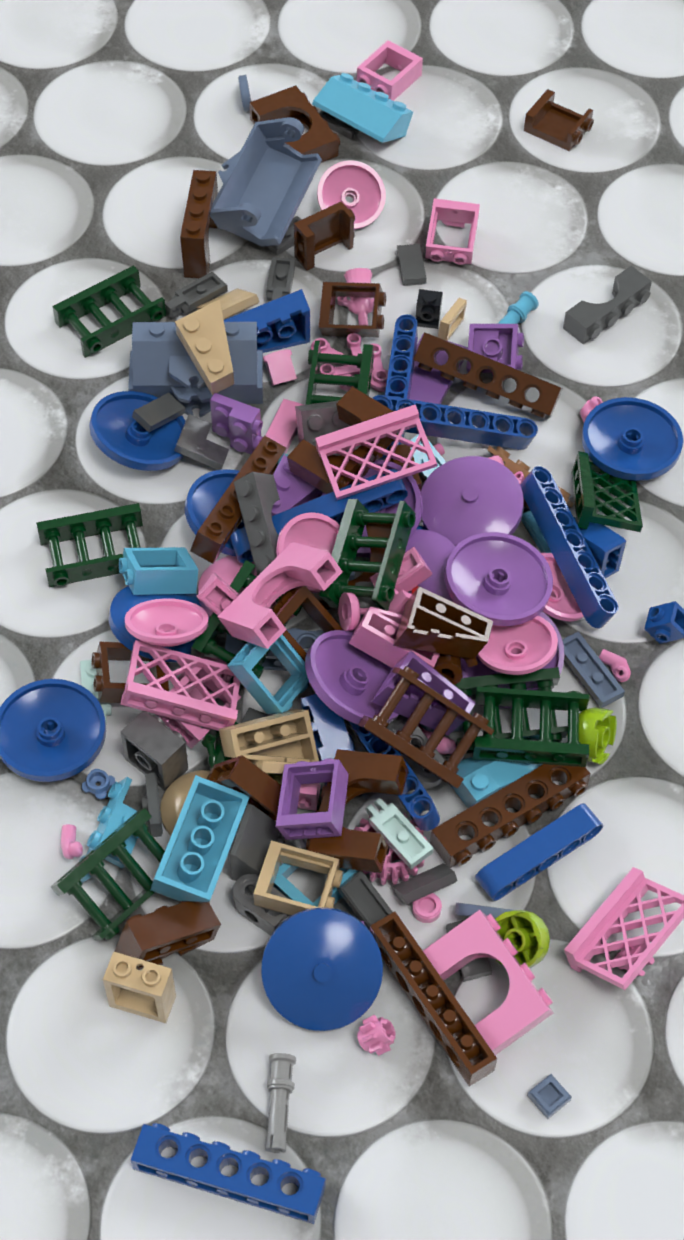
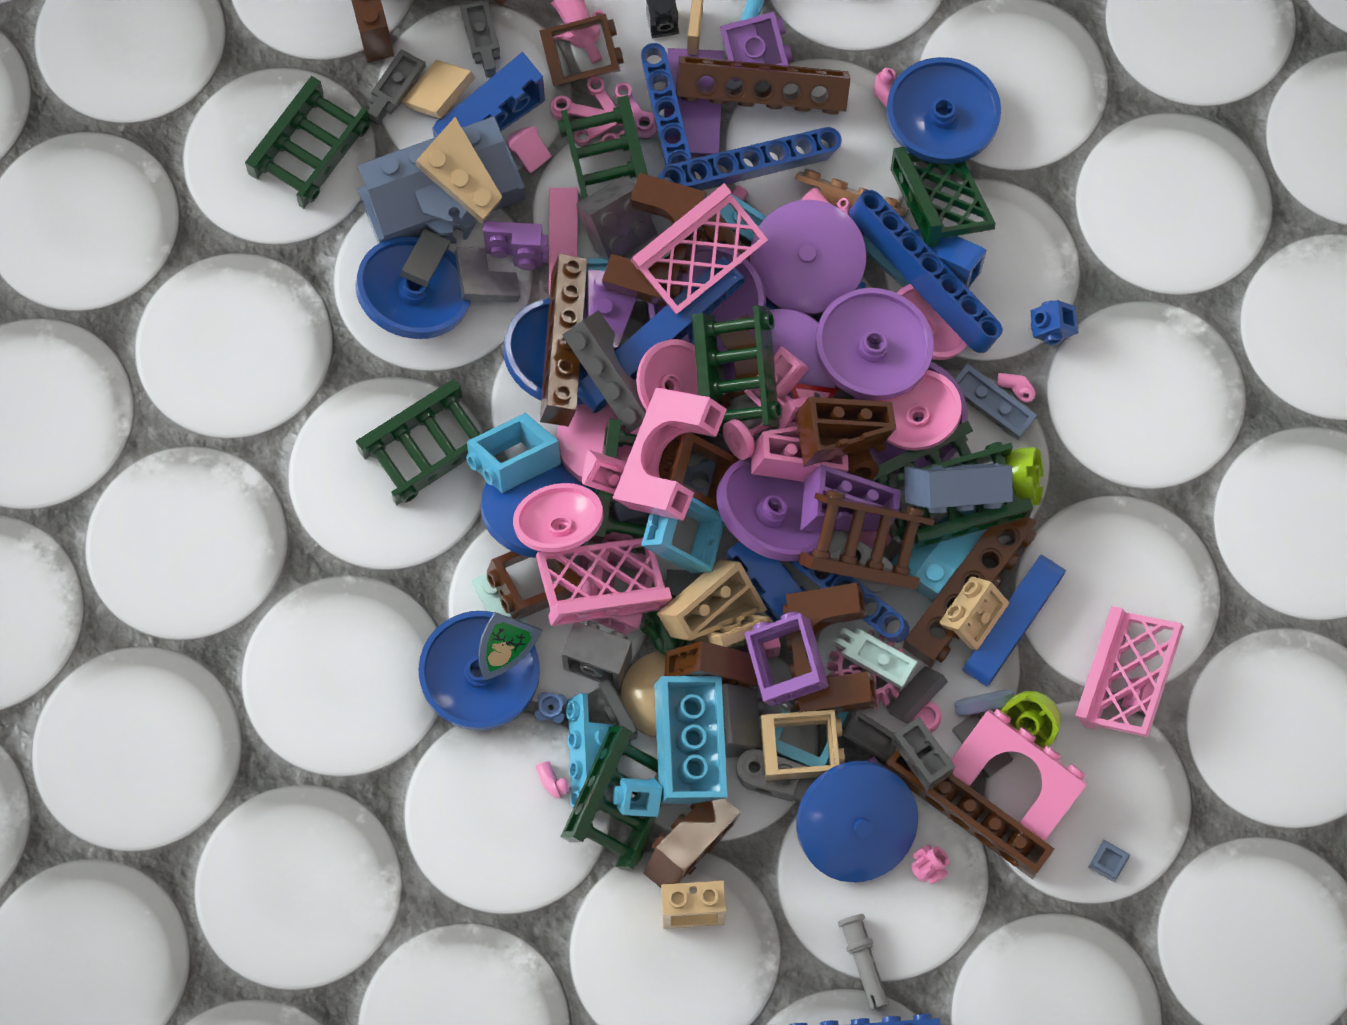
camera: 20 degrees left, 15 degrees up
(76, 709) = (504, 644): none -> shield
(137, 884) = (644, 803): none -> medium azure brick
(404, 924) = (923, 754): none -> dark grey brick
(505, 827) = (975, 611): none -> tan bracket
(528, 709) = (959, 486): none -> sand blue wedge

